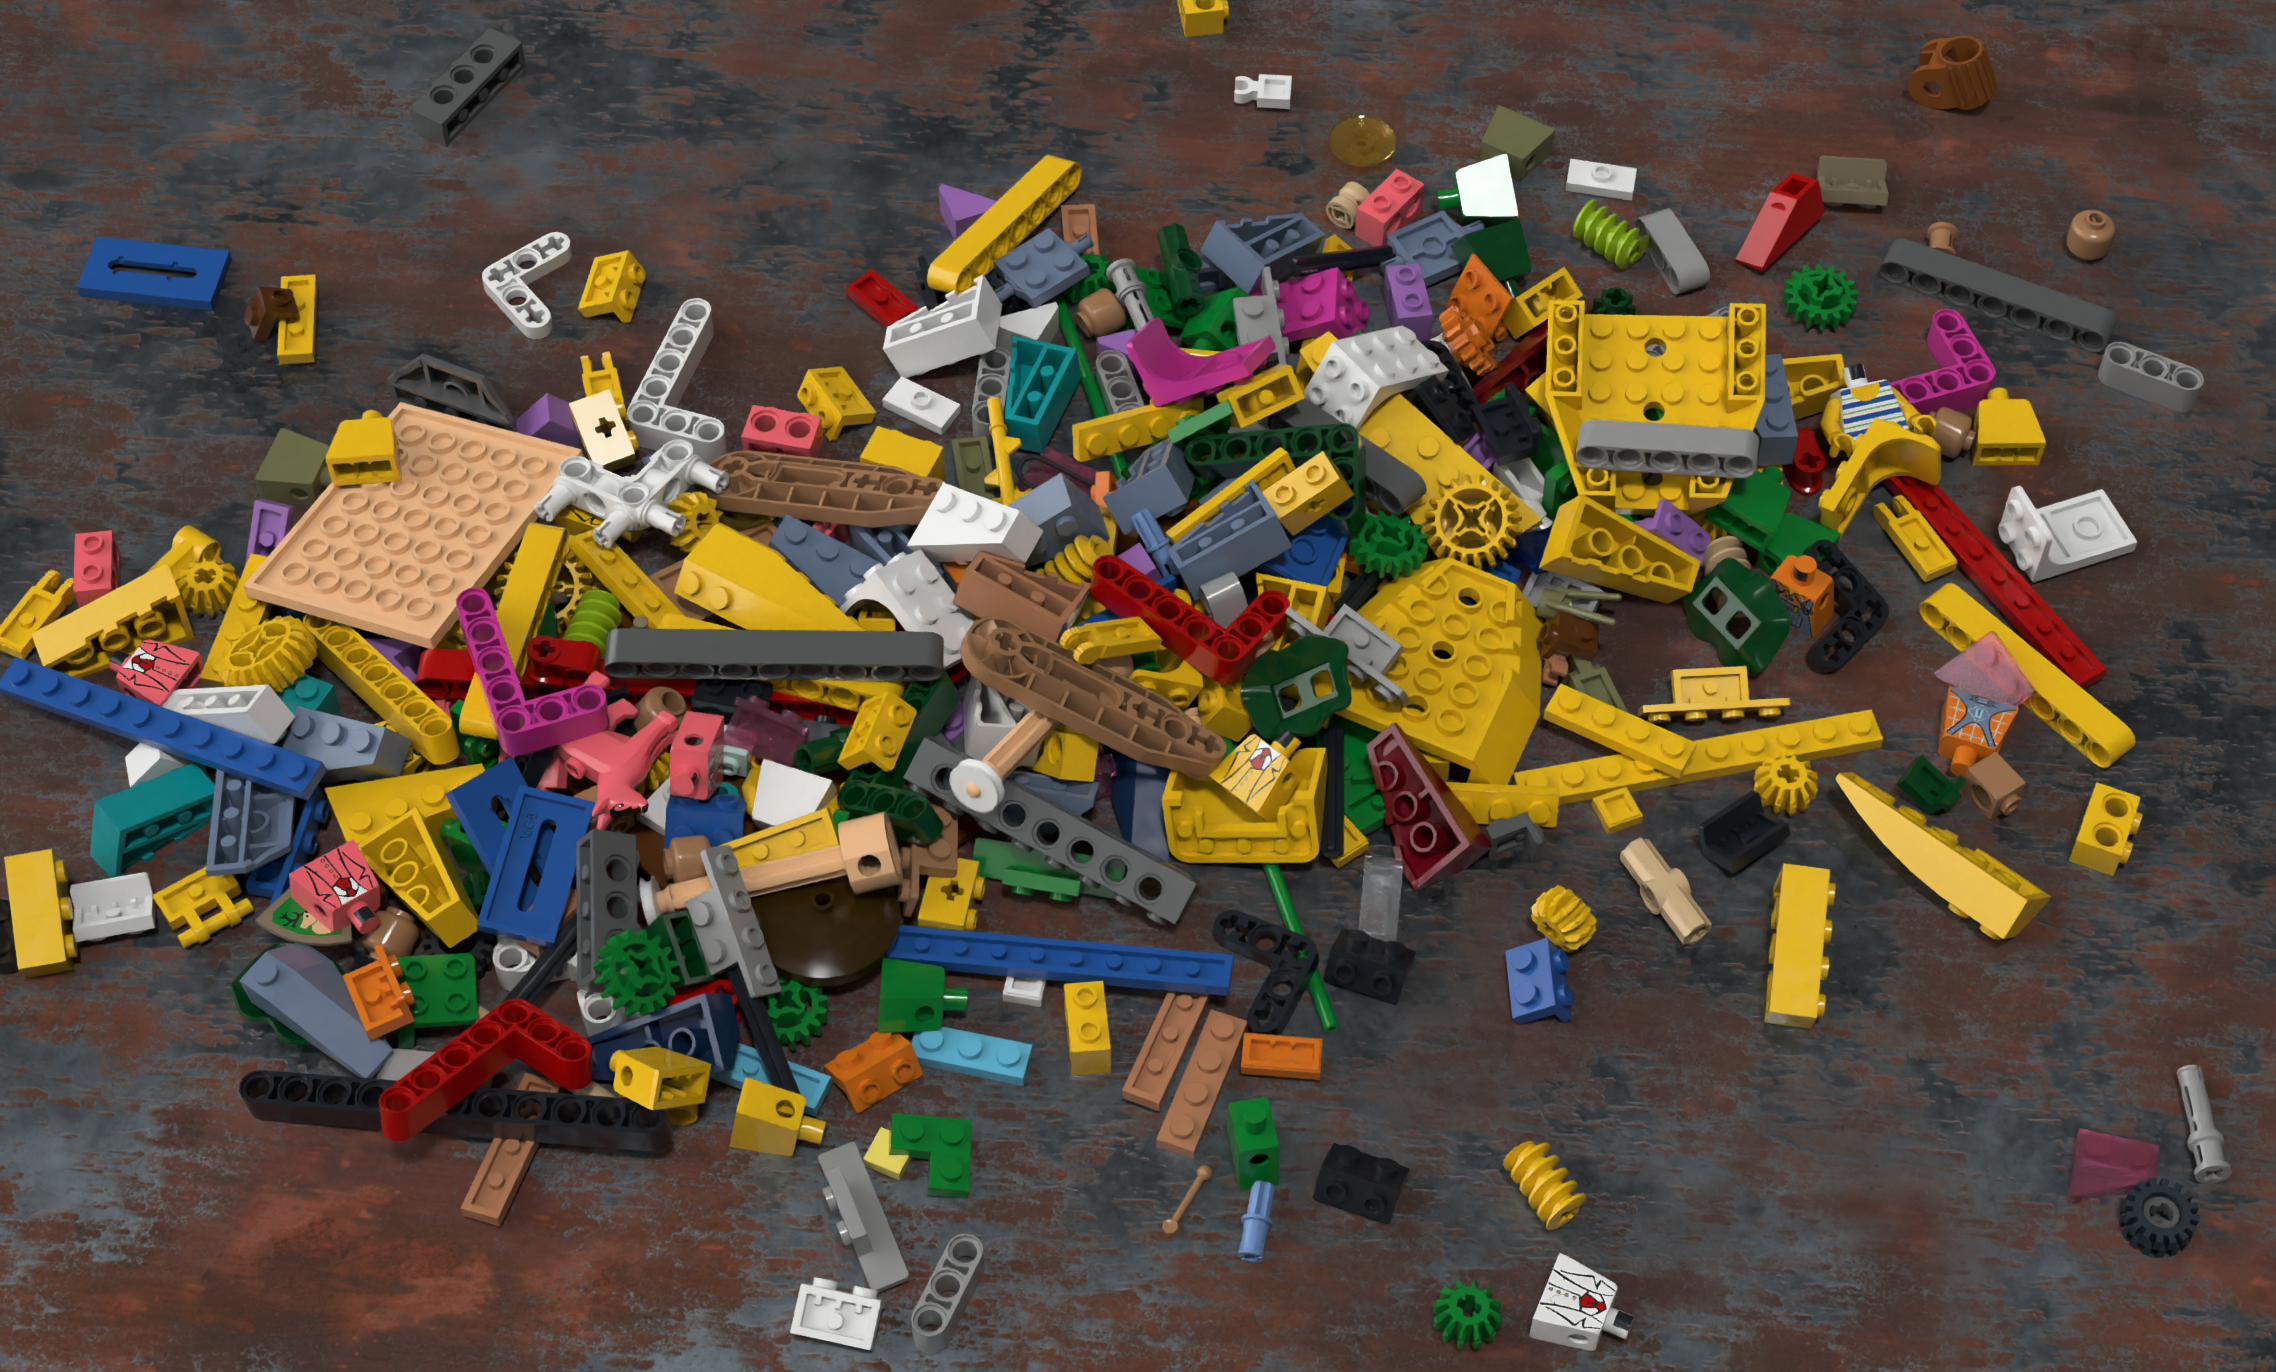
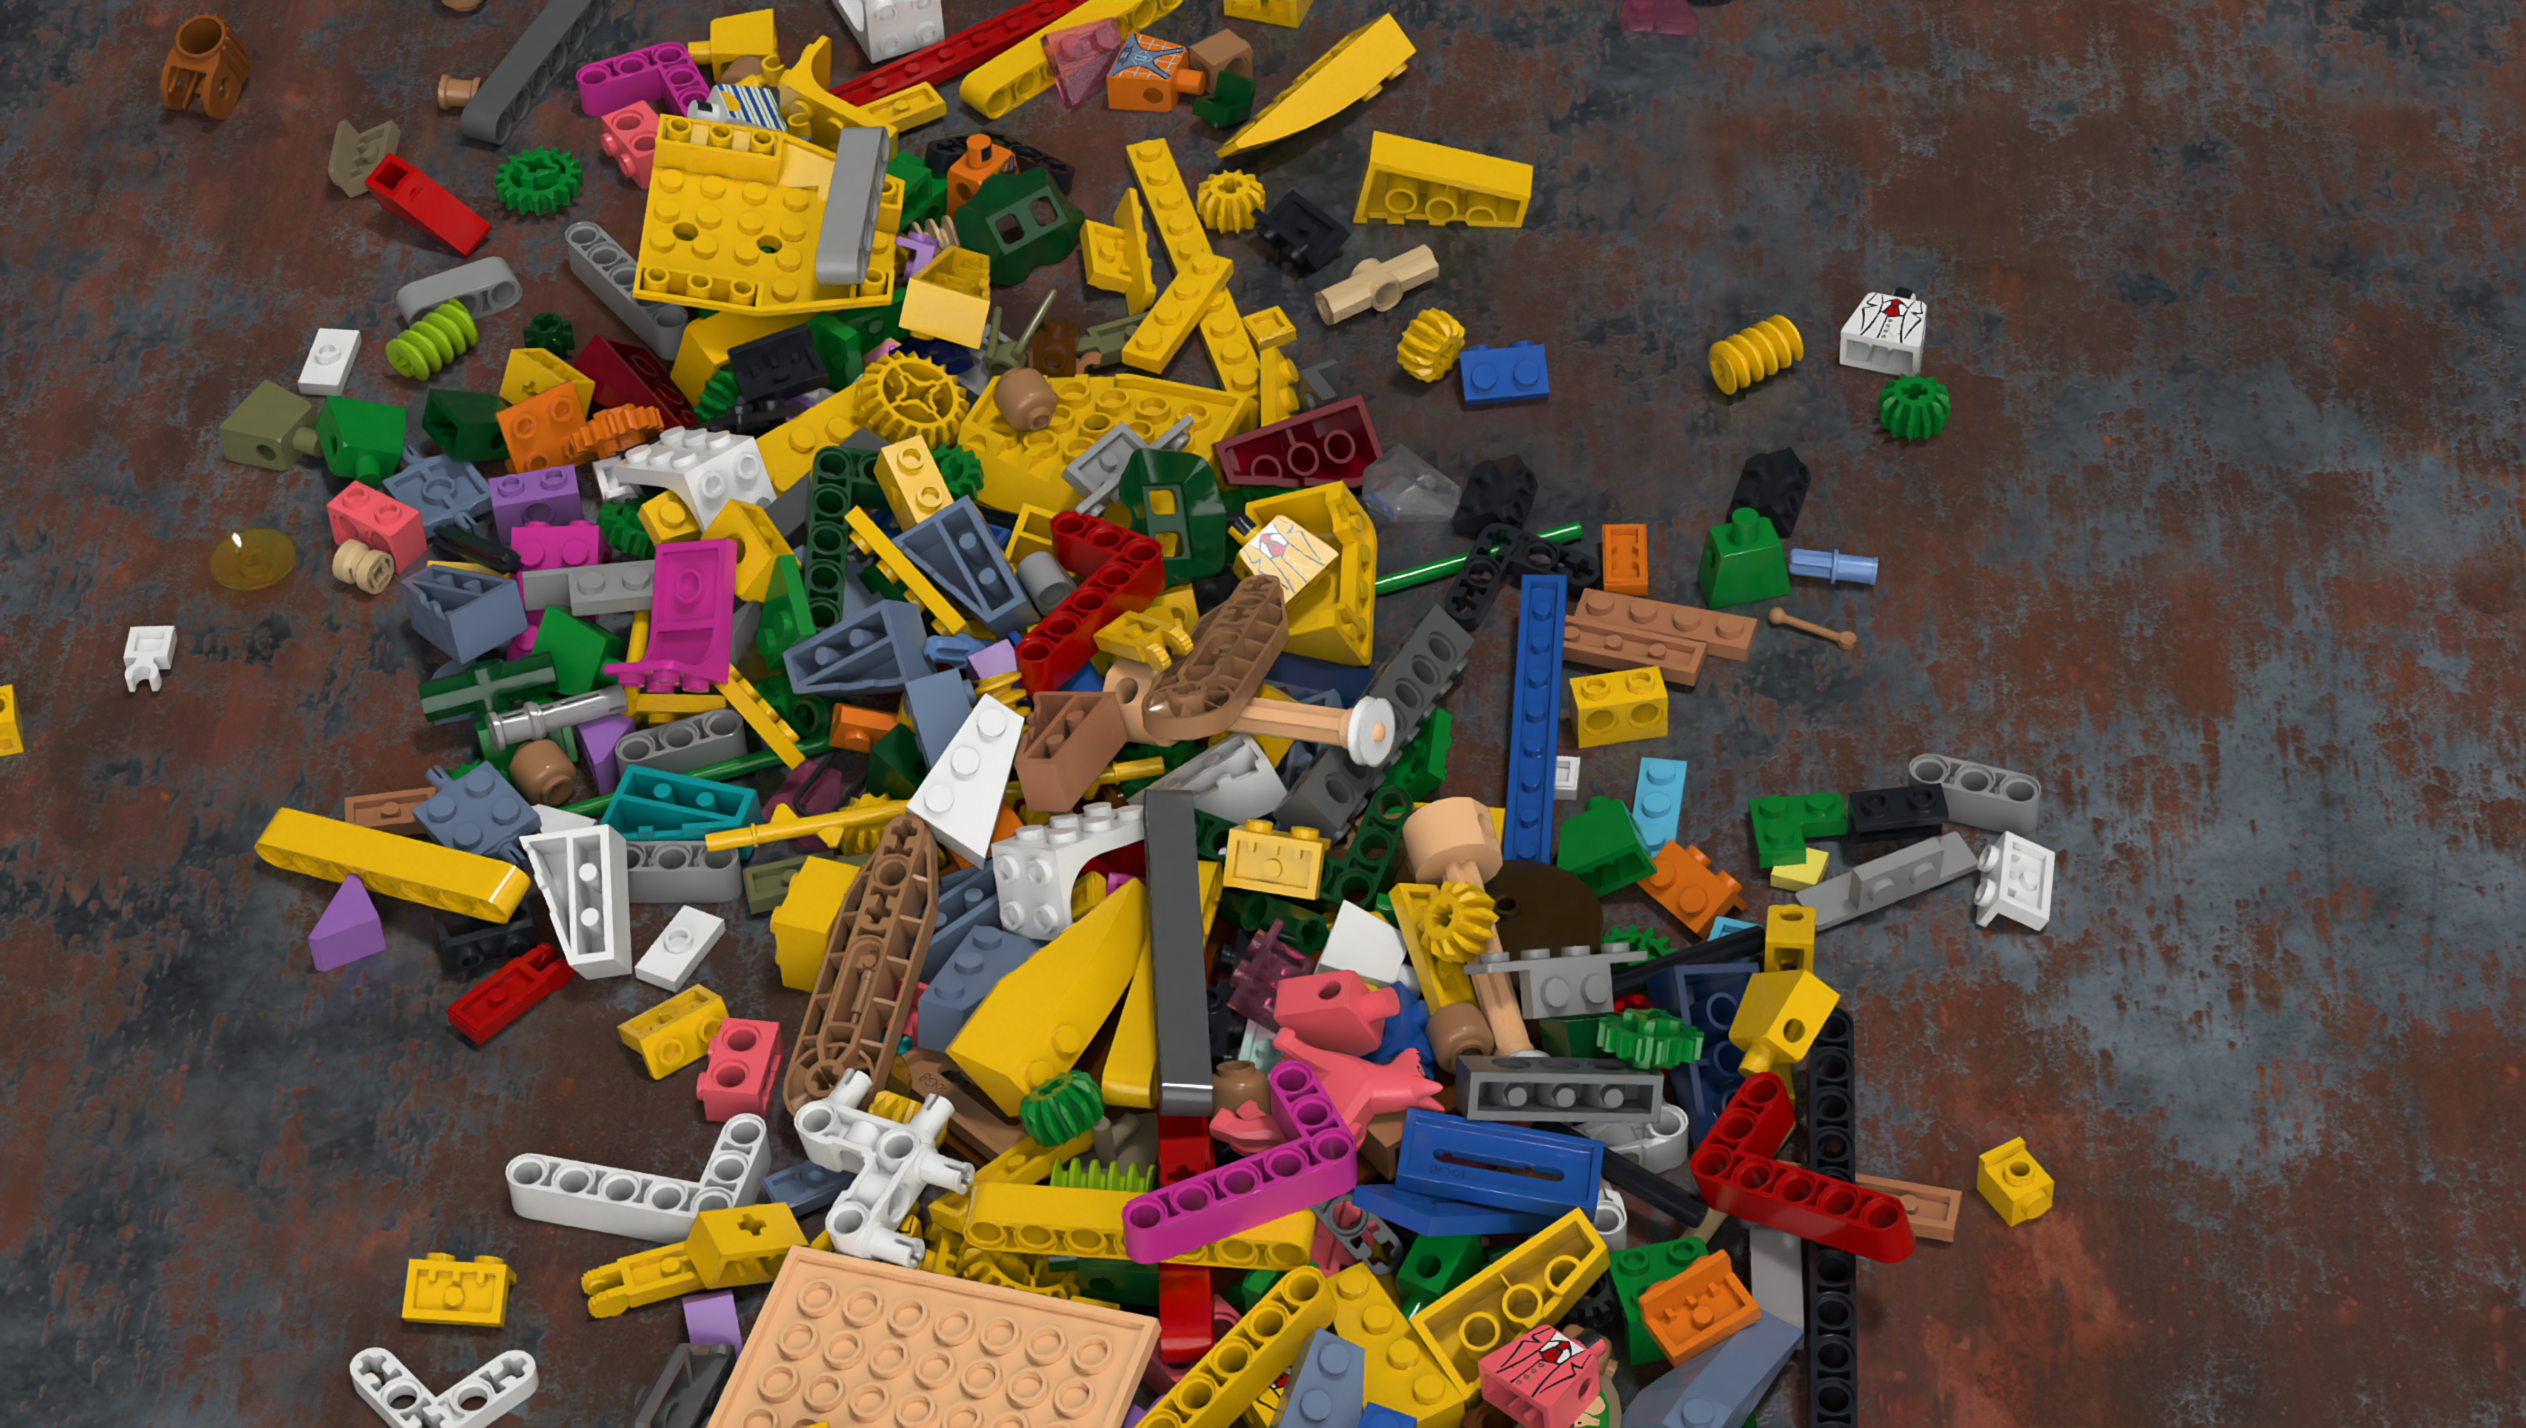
camera: 90 degrees left, 10 degrees down
(502, 1264) = (2014, 1182): none -> yellow brick
(651, 592) = (1062, 1108): none -> green gear
(772, 842) = (1457, 922): none -> yellow gear
(917, 1221) = (1896, 813): none -> black bracket
(1456, 590) = (1025, 399): none -> medium nougat head
(1880, 354) = (631, 140): none -> coral brick

